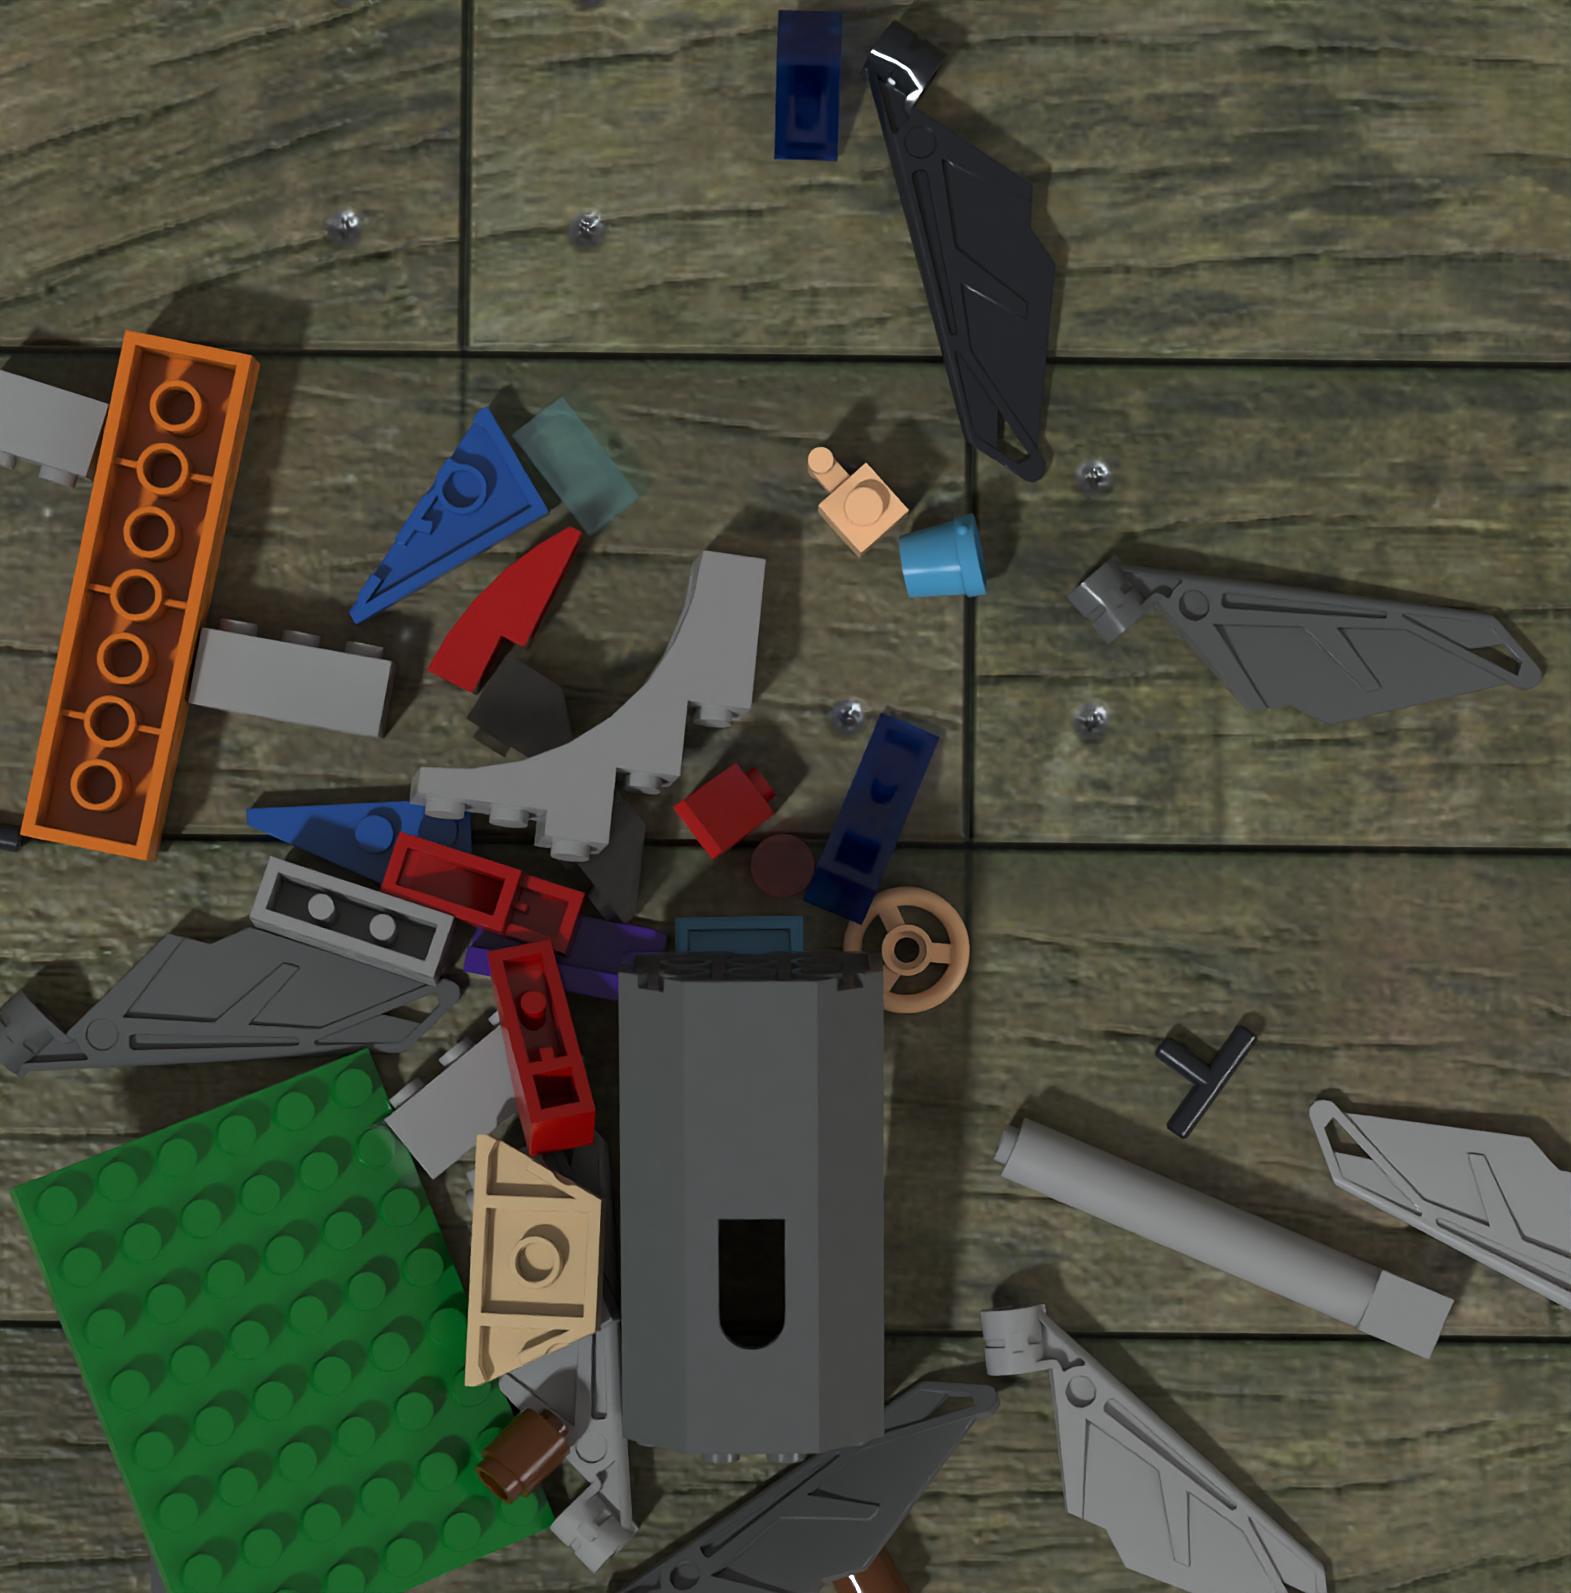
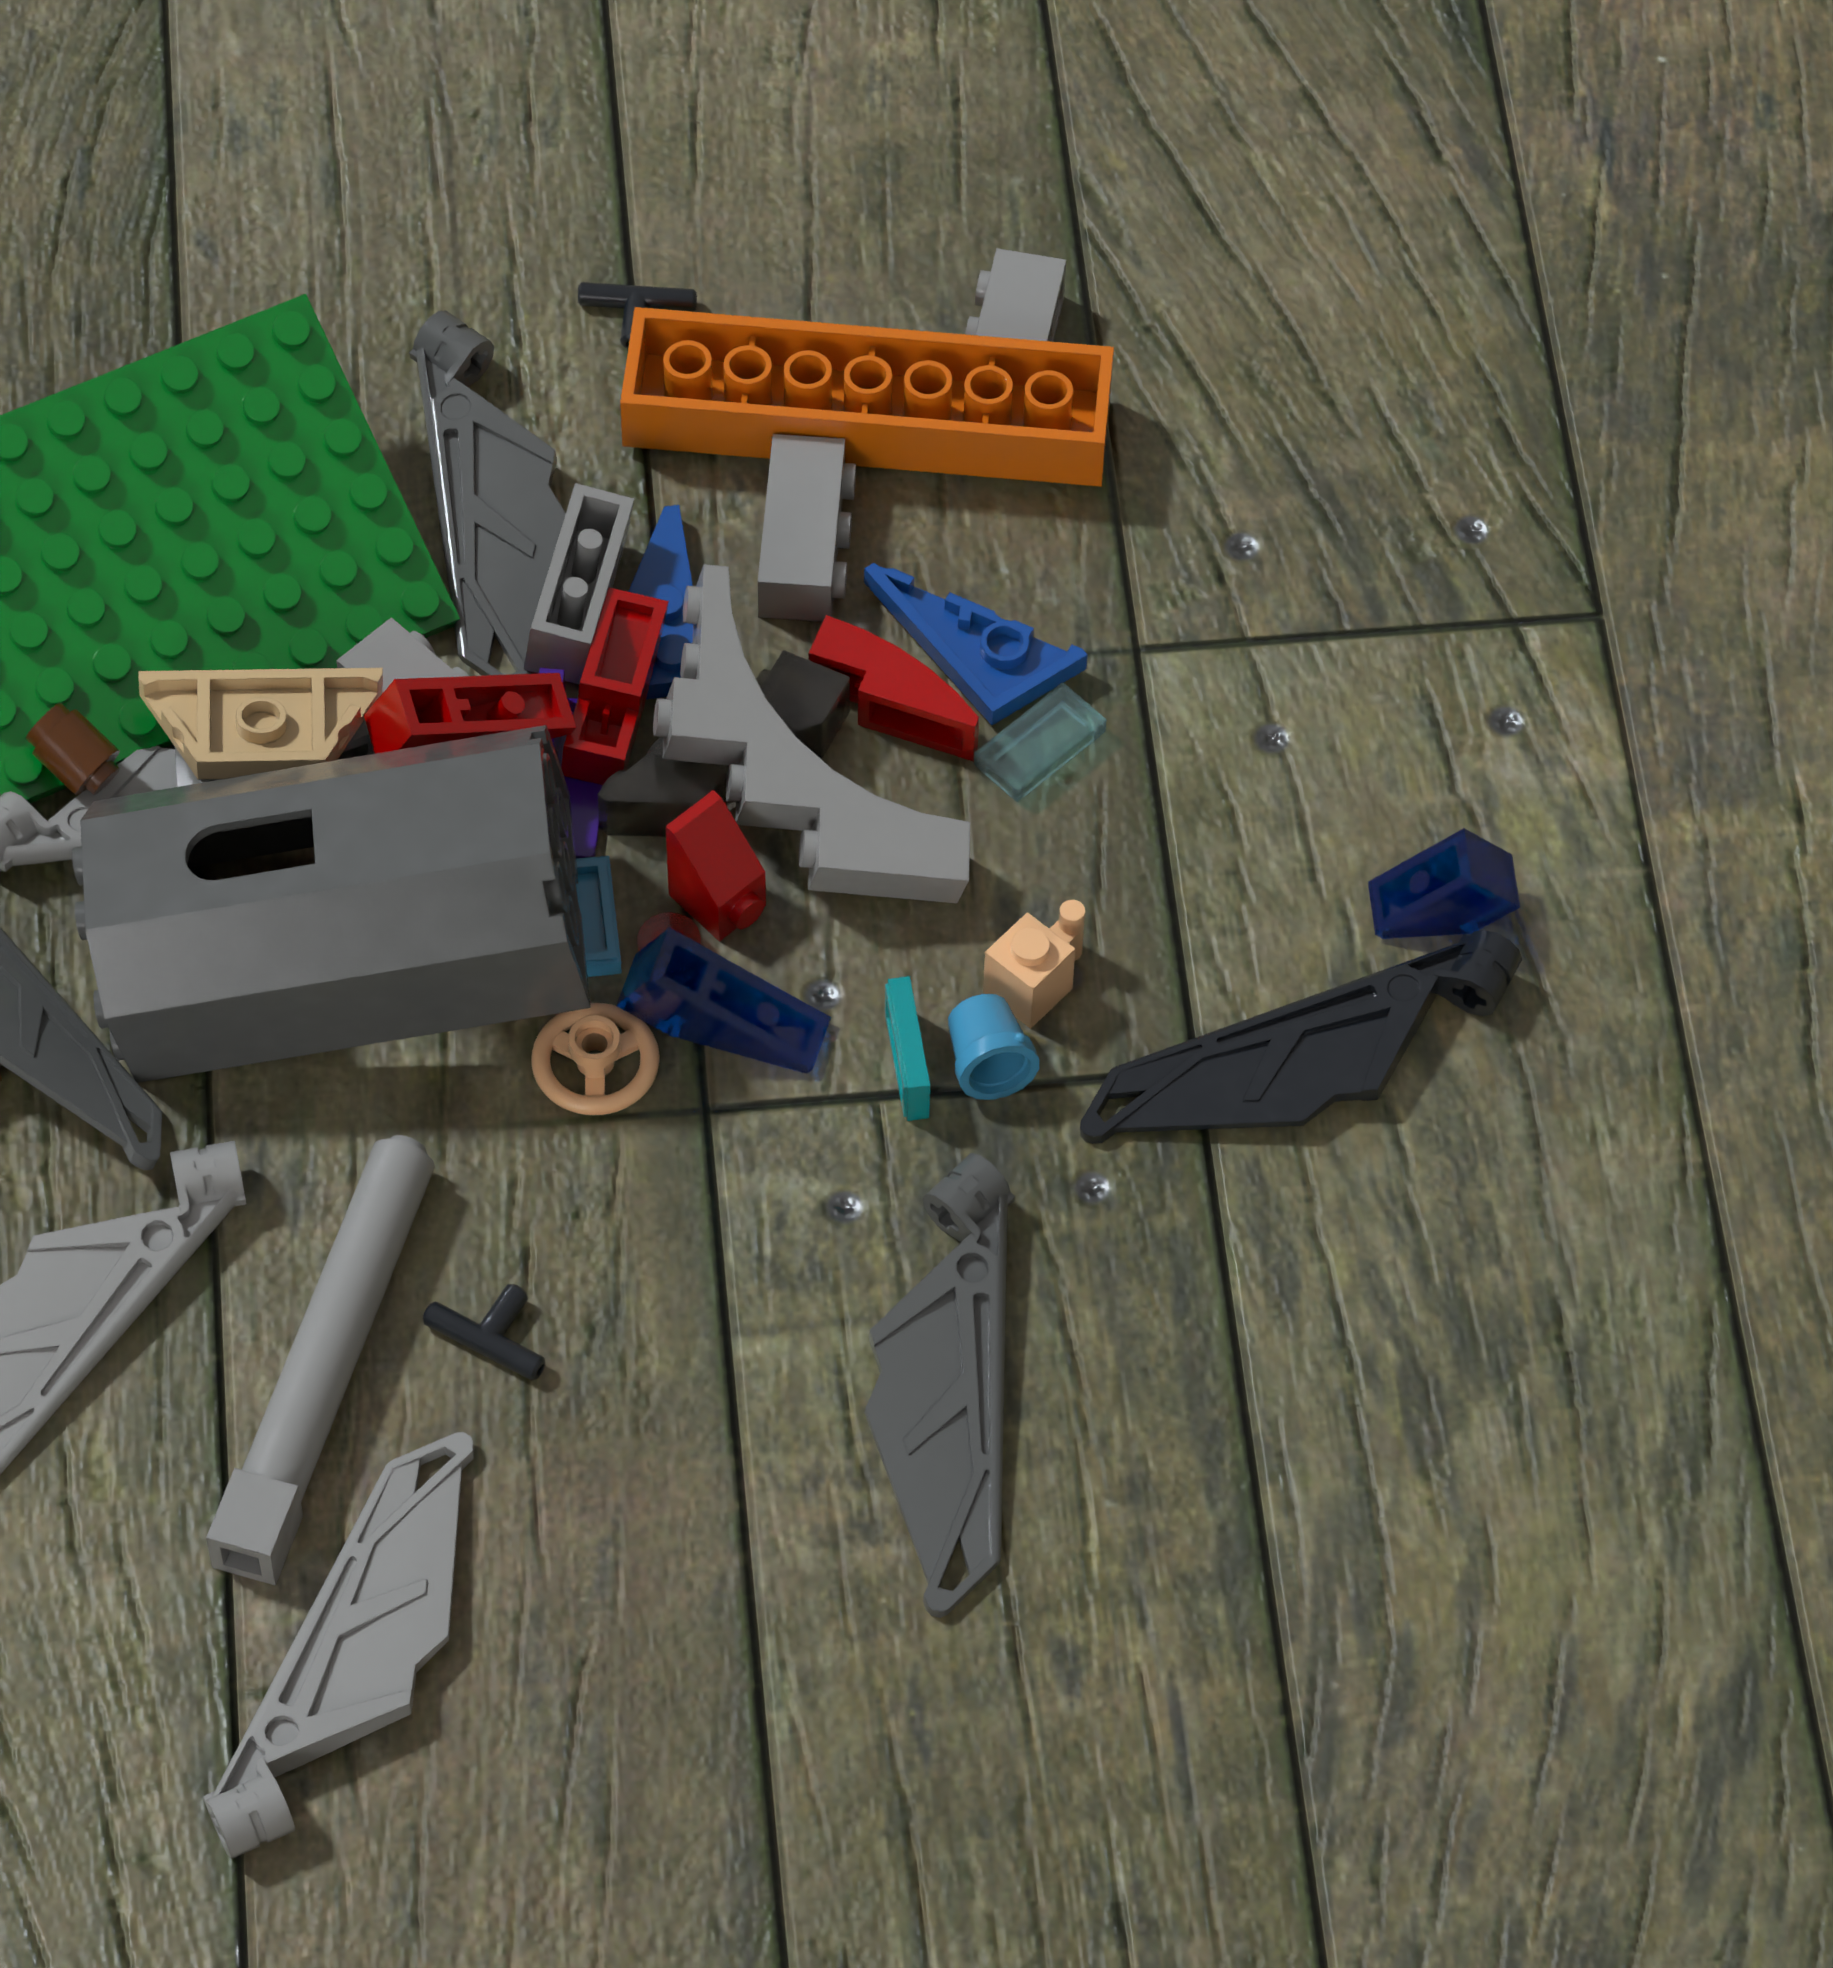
camera: 80 degrees right, 30 degrees down
(938, 641) = (907, 1049): none -> teal tile

